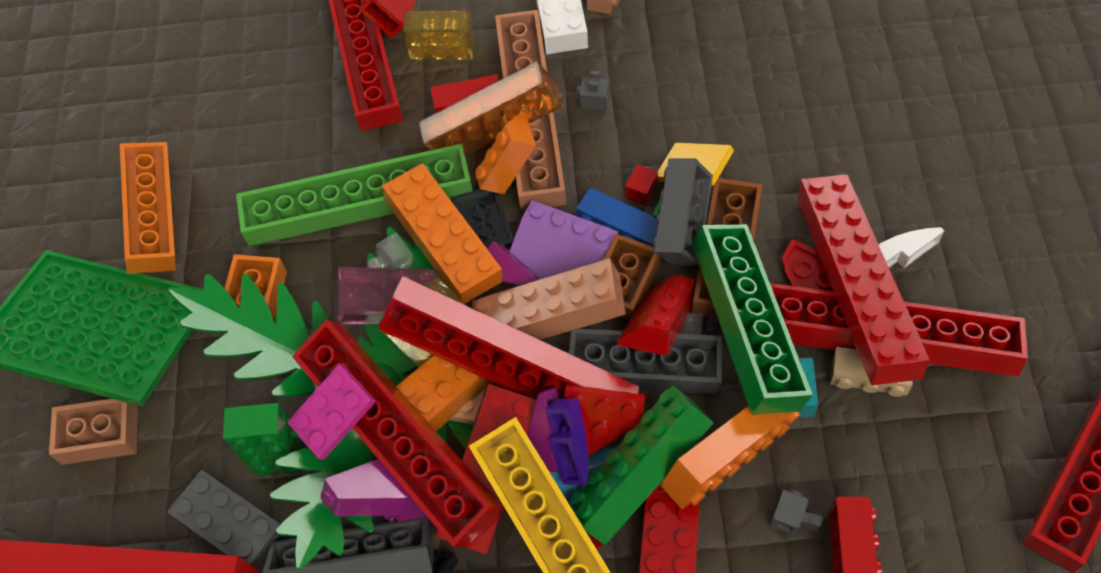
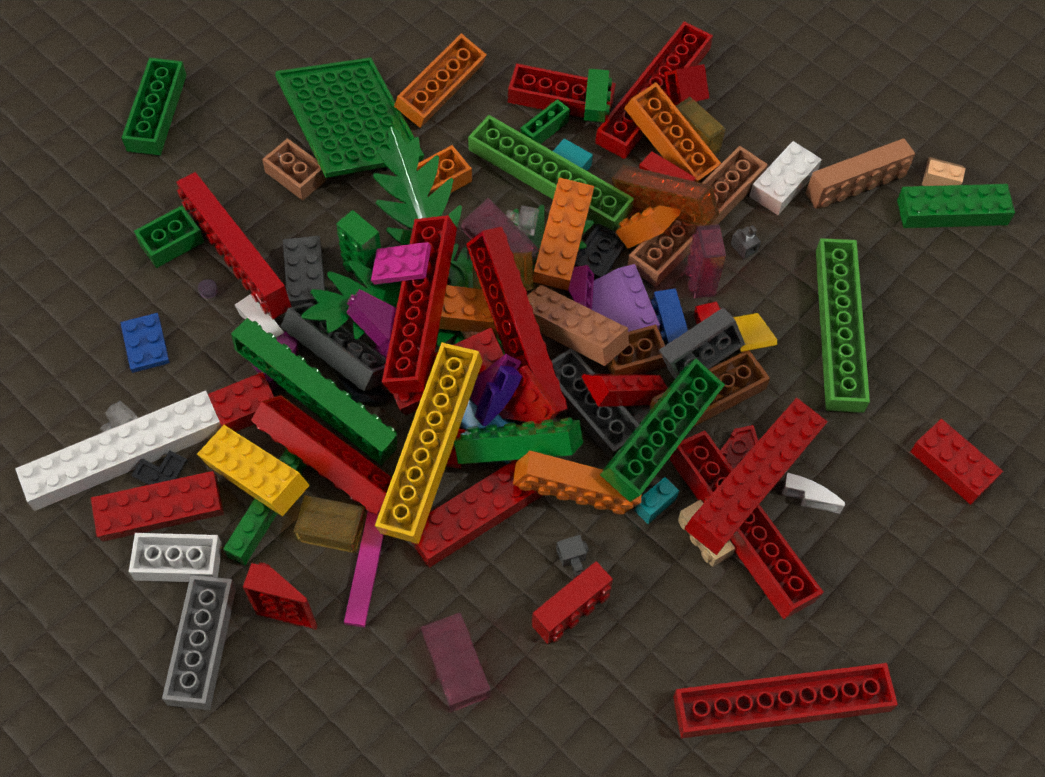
camera: 40 degrees right, 0 degrees up
(278, 114) = (542, 87): none -> red brick
(297, 151) = (547, 122): none -> green brick
(321, 83) = (597, 95): none -> green brick
(355, 156) = (574, 154): none -> teal brick
(425, 56) = (671, 133): none -> orange brick
(594, 136) = (705, 261): none -> clear pink brick
(755, 87) = (842, 326): none -> bright green brick
(968, 109) = (956, 461): none -> red brick

